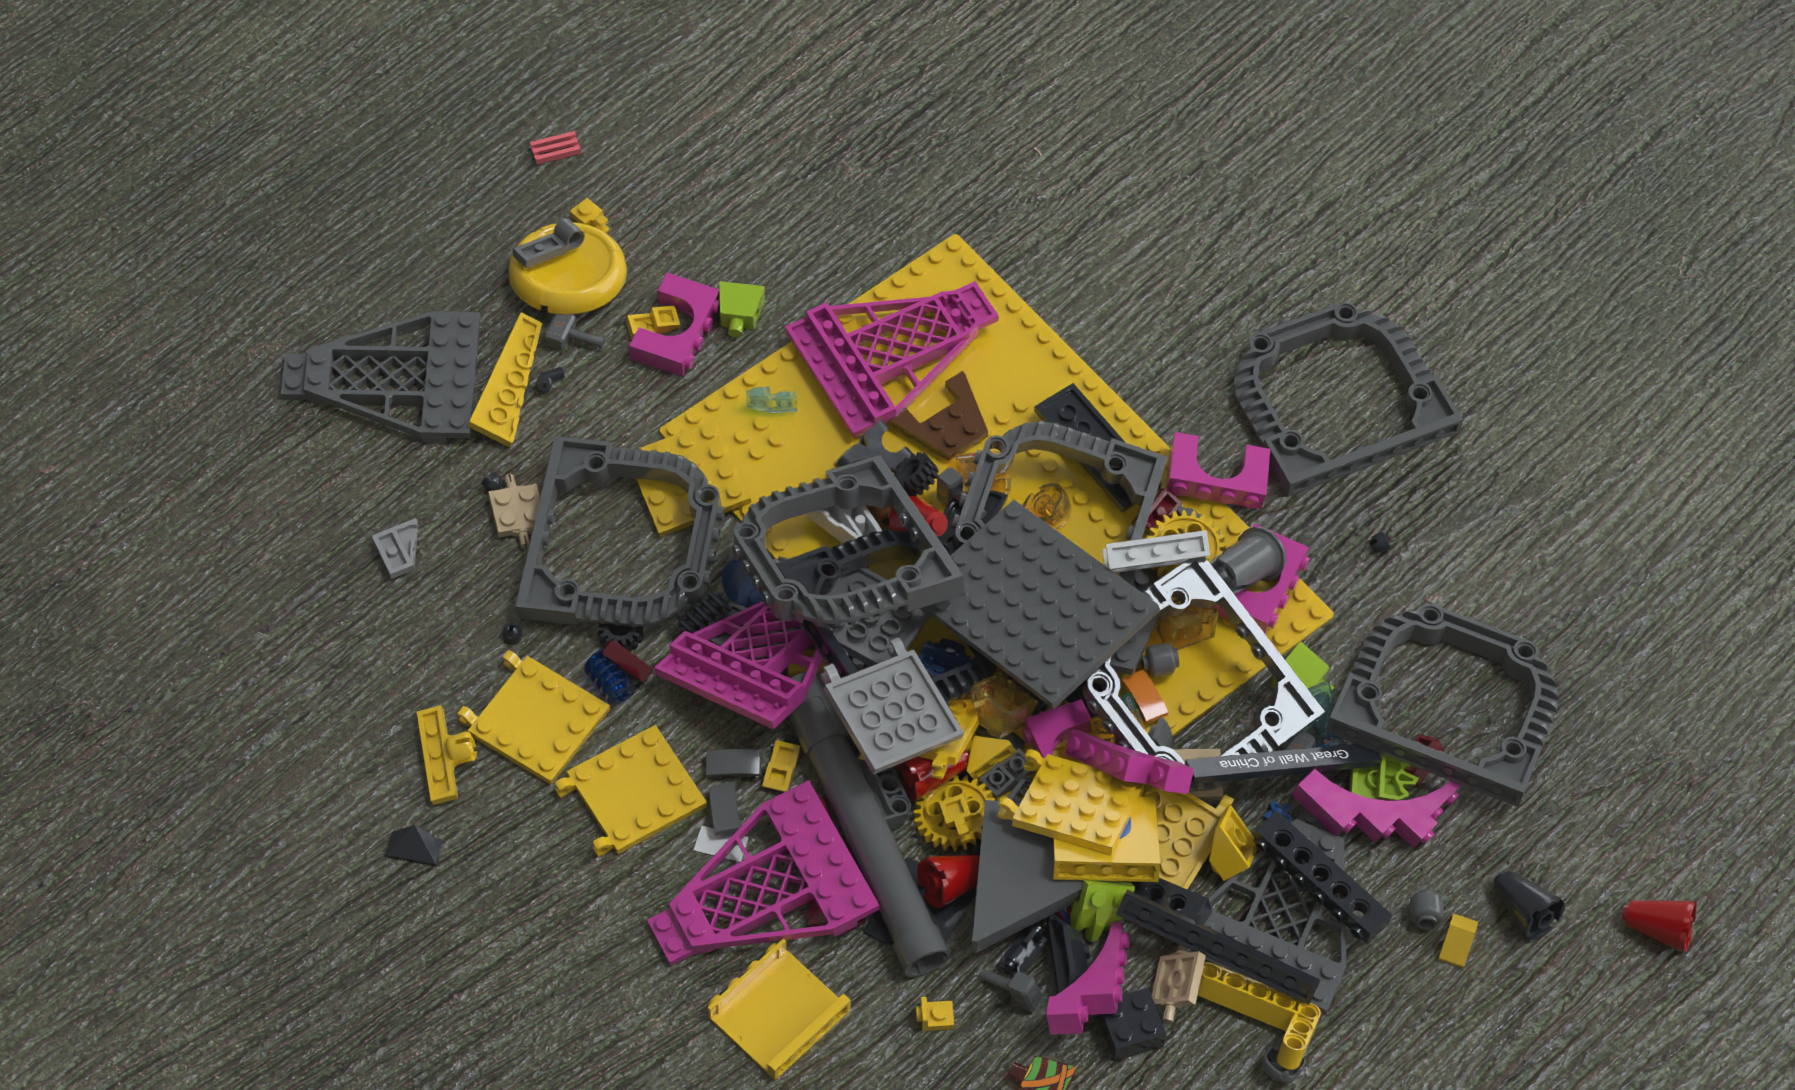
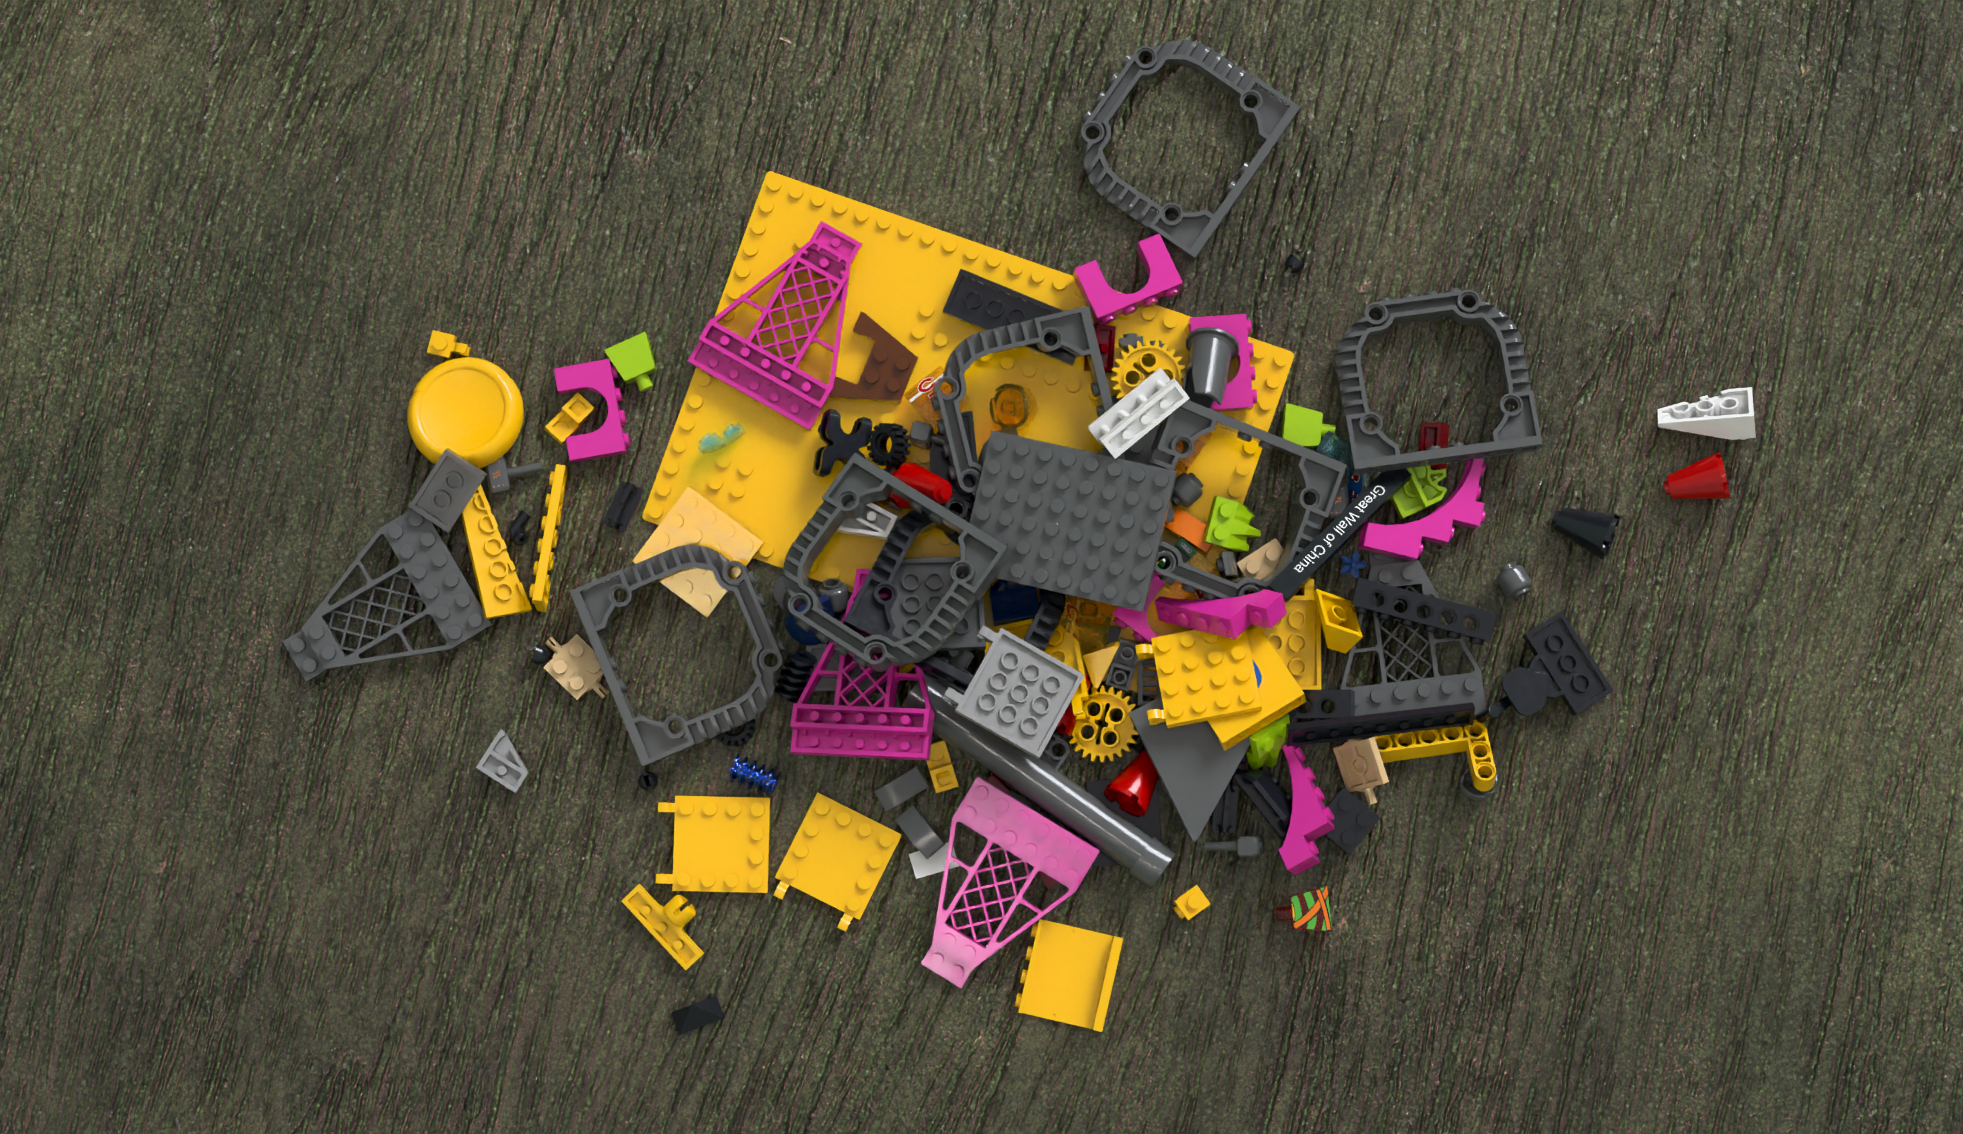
camera: 30 degrees left, 25 degrees up
(509, 307) = (447, 490): none -> dark grey plate
(554, 145) = (350, 303): coral tile -> none
(565, 238) = (440, 409): dark grey plate -> none
(565, 398) = (540, 590): none -> yellow wing
(627, 660) = (760, 753): dark red slope -> none
(649, 410) = (622, 506): none -> black hinge
(957, 814) = (1110, 732): yellow plate -> none
(1185, 712) = (1229, 525): none -> lime plate
(1430, 1003) = (1557, 669): none -> black plate
(1458, 940) = (1551, 589): yellow slope -> none
(1723, 885) = (1721, 416): none -> white wedge

